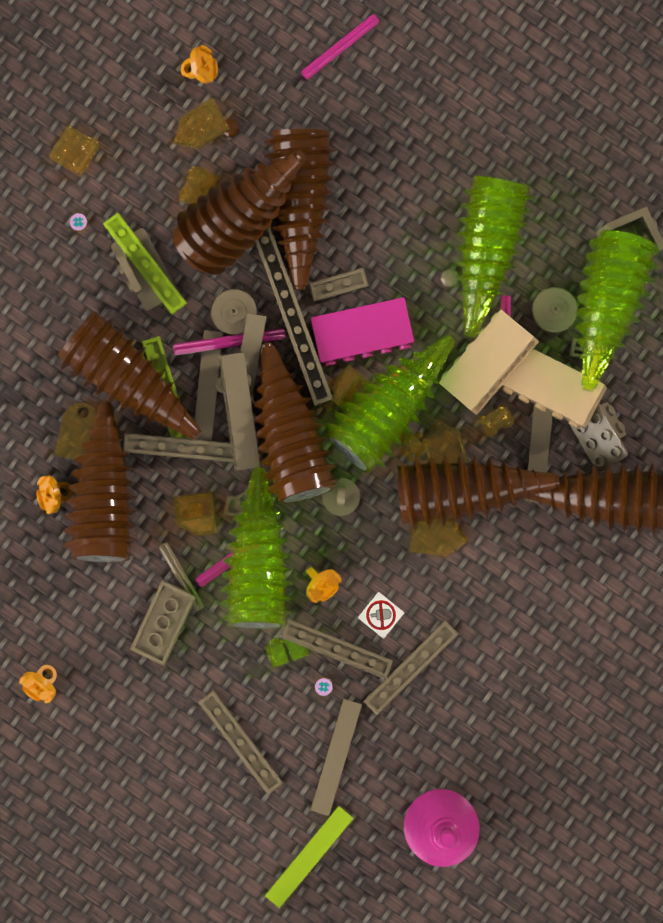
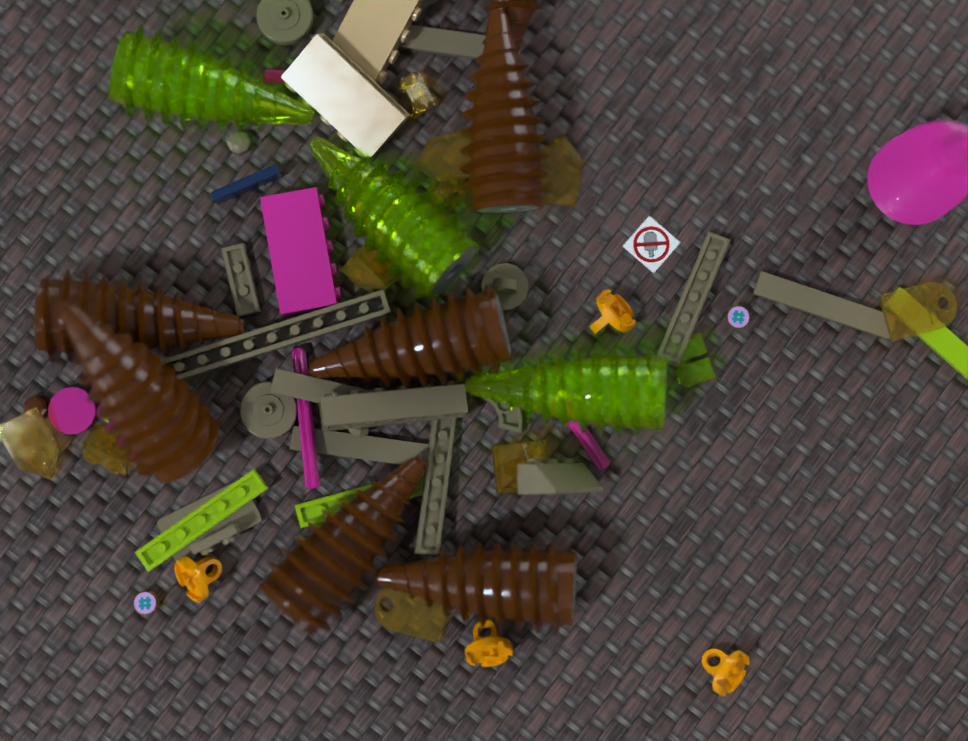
camera: 90 degrees left, 0 degrees up
(74, 151) = (54, 604): clear yellow bracket -> none
(100, 259) = (194, 576): none -> light orange tile
(163, 622) = (653, 512): dark tan tile -> none
(180, 574) = (607, 482): dark tan axle -> none
(187, 541) = (555, 477): none -> dark tan slope
(228, 156) = (71, 411): none -> dark pink tile
(240, 742) = (802, 422): dark tan tile -> none
(334, 831) = (917, 310): none -> clear yellow tile
(410, 667) = (717, 210): dark tan tile -> none
(414, 283) = (246, 184): none -> dark blue tile

